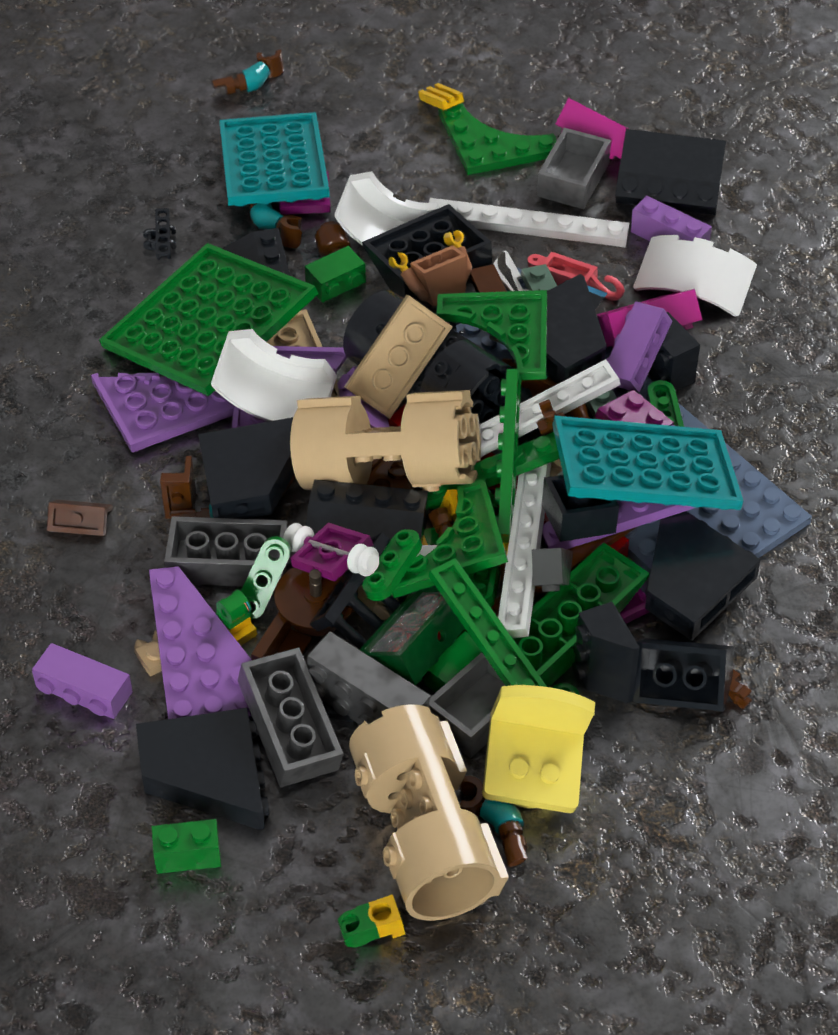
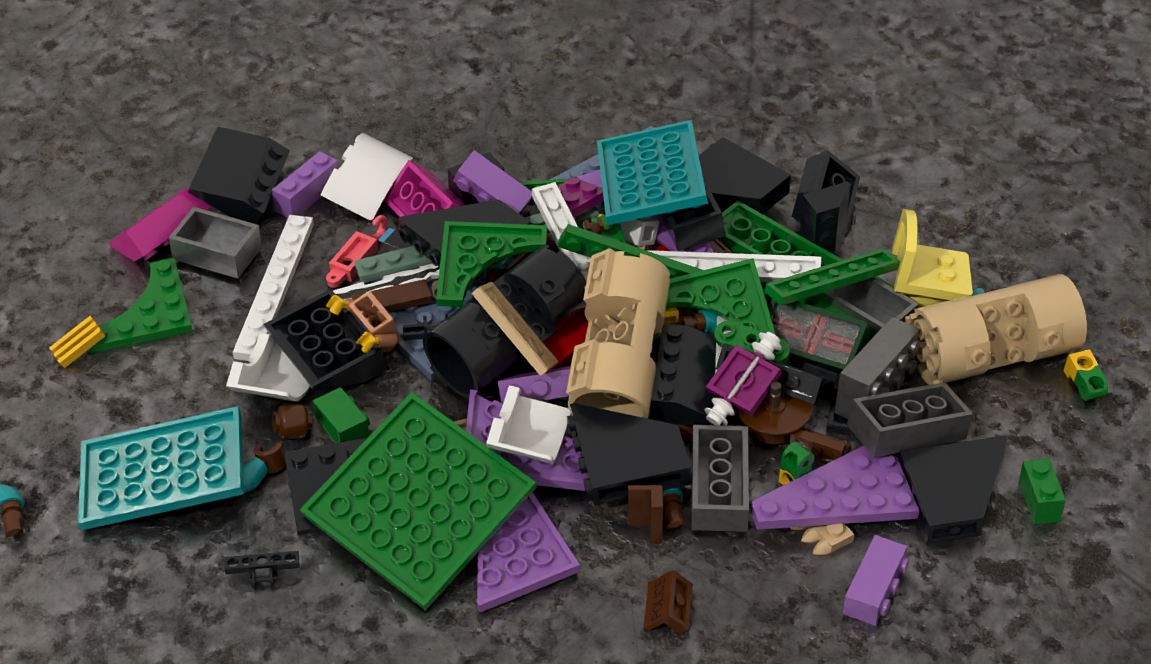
camera: 90 degrees left, 5 degrees down
(268, 567) = (757, 440): plate -> none
(551, 568) = (747, 240): dark grey slope -> none

